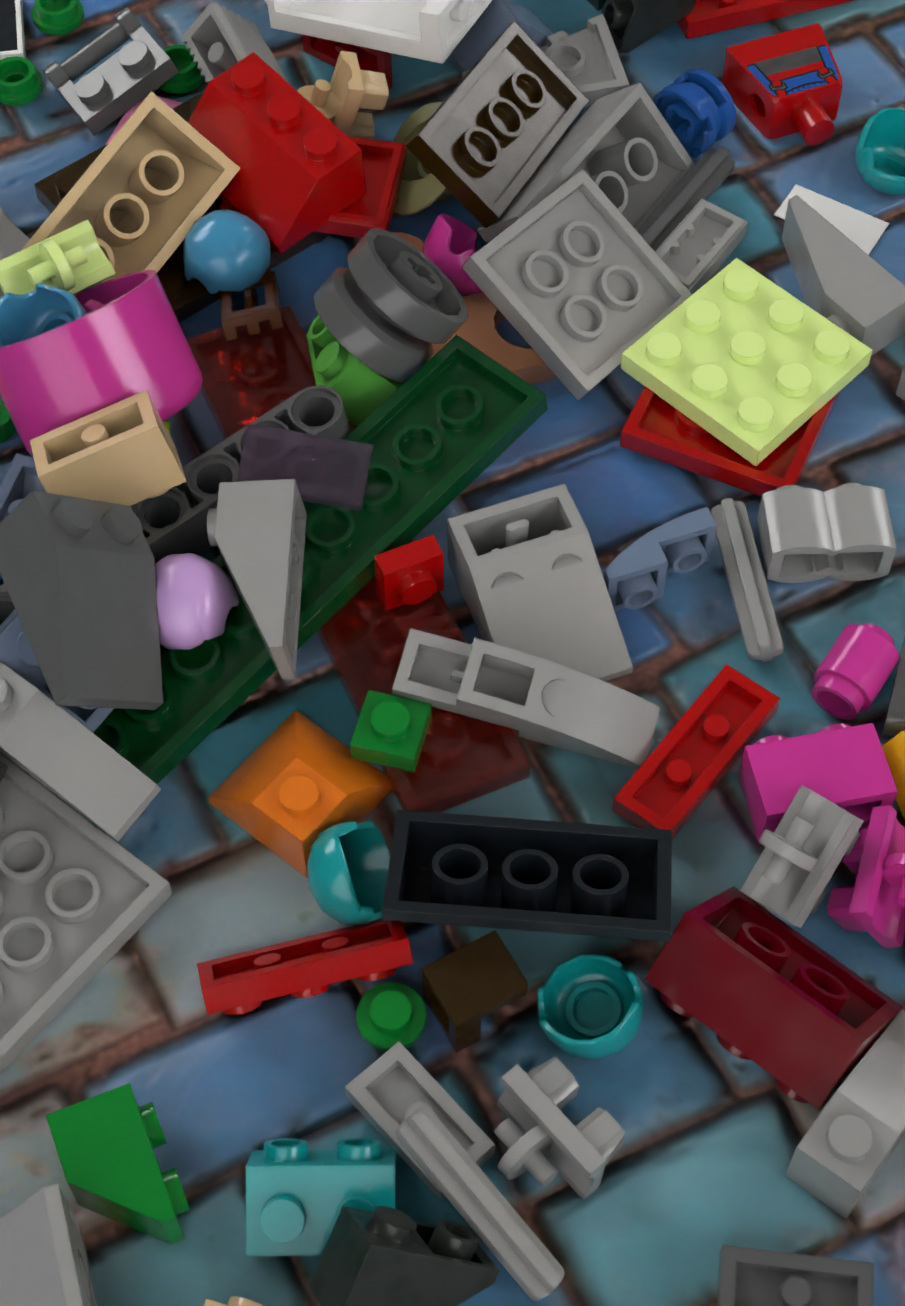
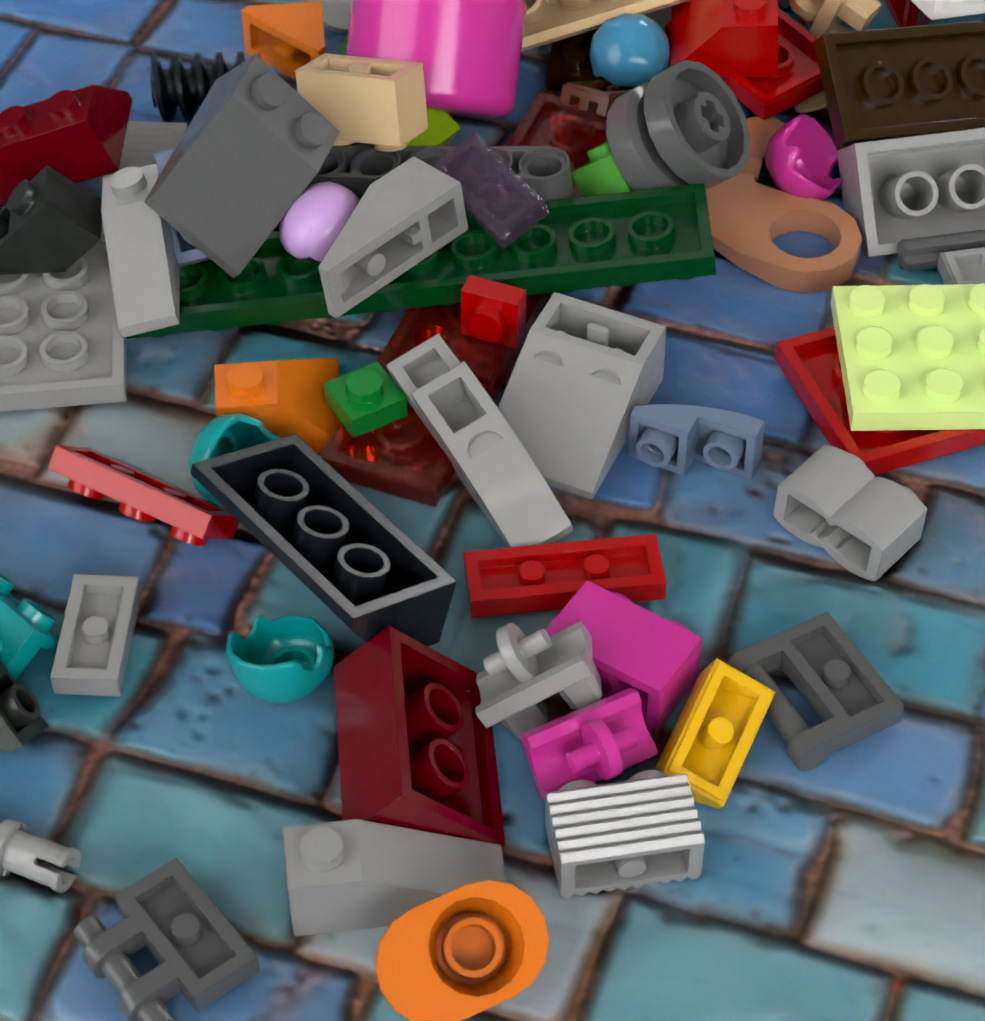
camera: 45 degrees right, 10 degrees down
(391, 1015) = (161, 569): green plate -> none
(471, 986) = (221, 576): dark brown panel -> none
(480, 1204) = (60, 701): light grey axle -> none
(544, 1138) = (154, 706): light grey hips -> none
(576, 282) = (854, 215): light grey plate -> none
(747, 581) = (749, 505): light grey axle -> none
(854, 670) = (752, 610): dark pink brick -> none

